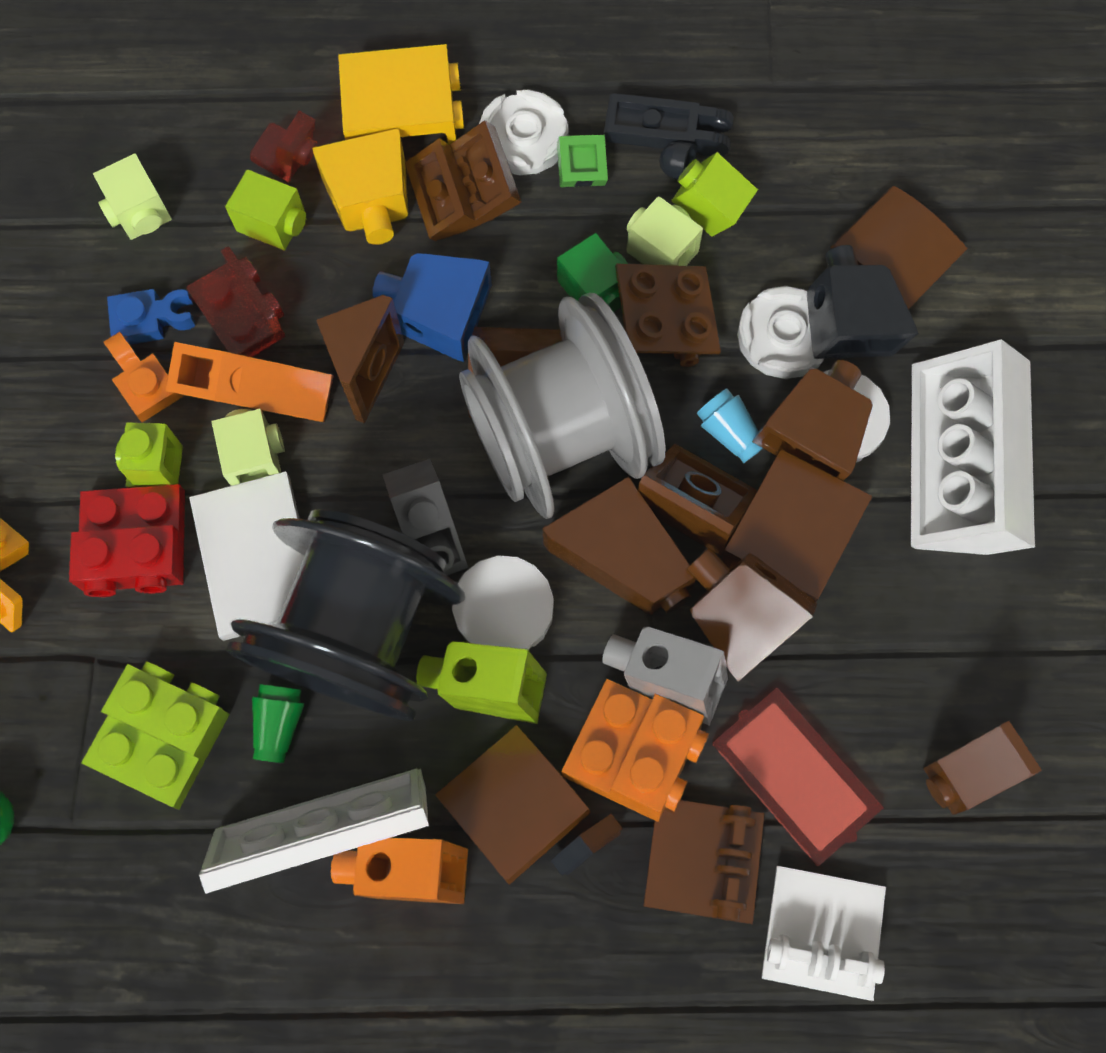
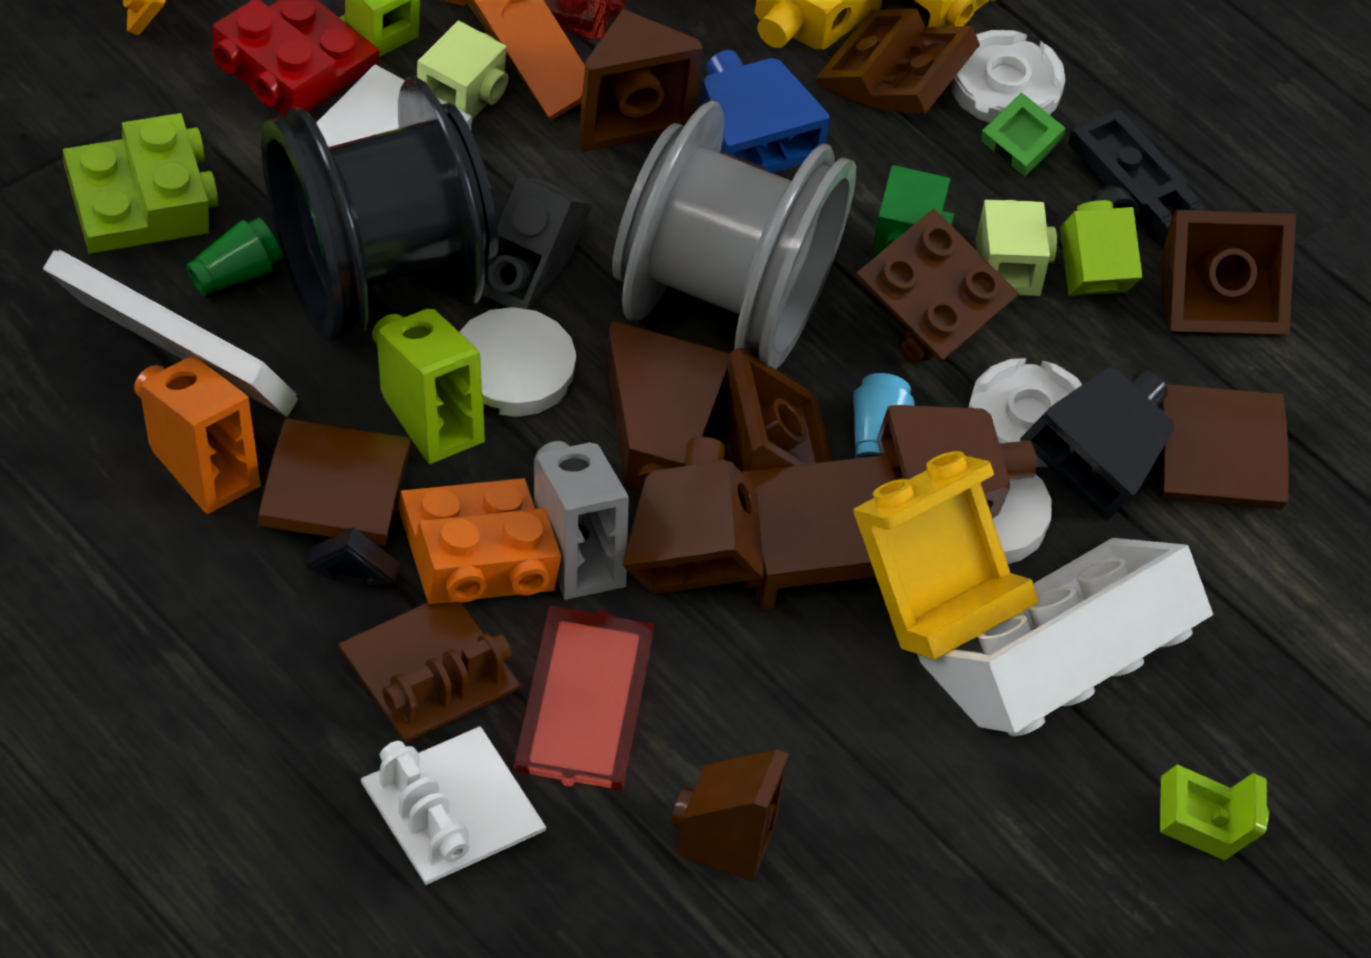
camera: 40 degrees right, 20 degrees down
(784, 140) = (1228, 271): none -> reddish brown slope
(892, 488) = (941, 556): none -> yellow panel

